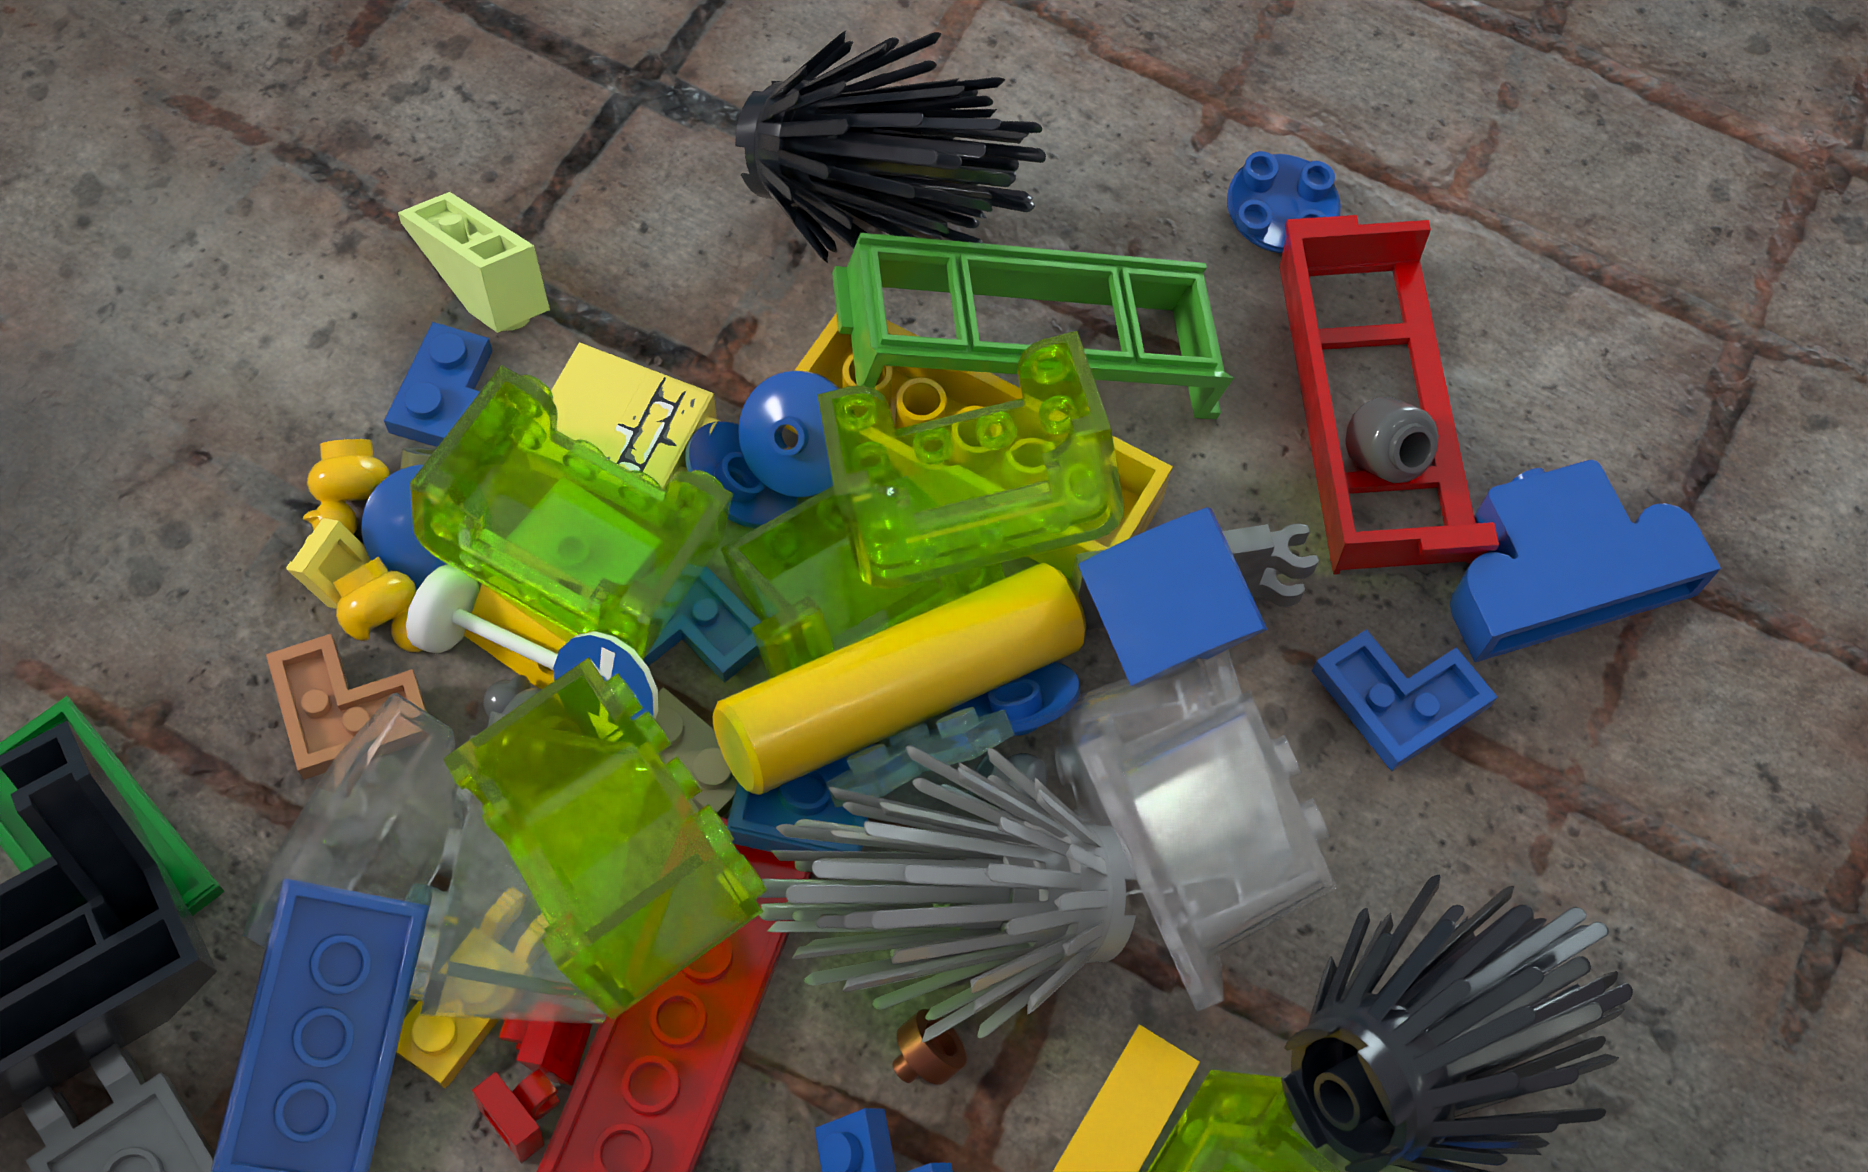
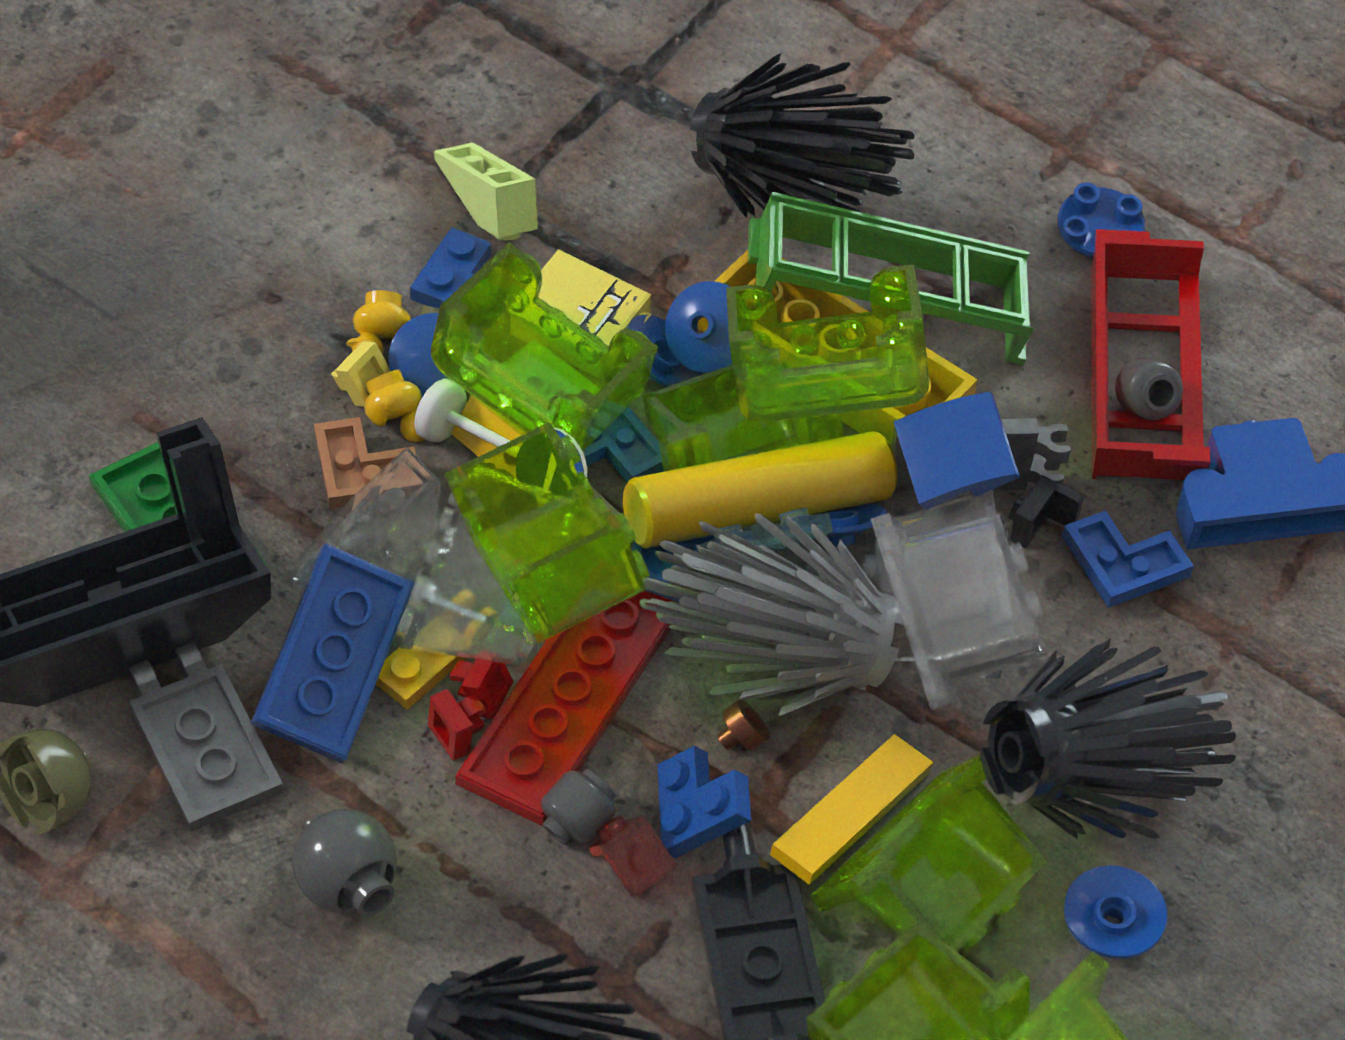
camera: 10 degrees right, 10 degrees down
(1290, 621) = (1044, 501): none -> black bracket

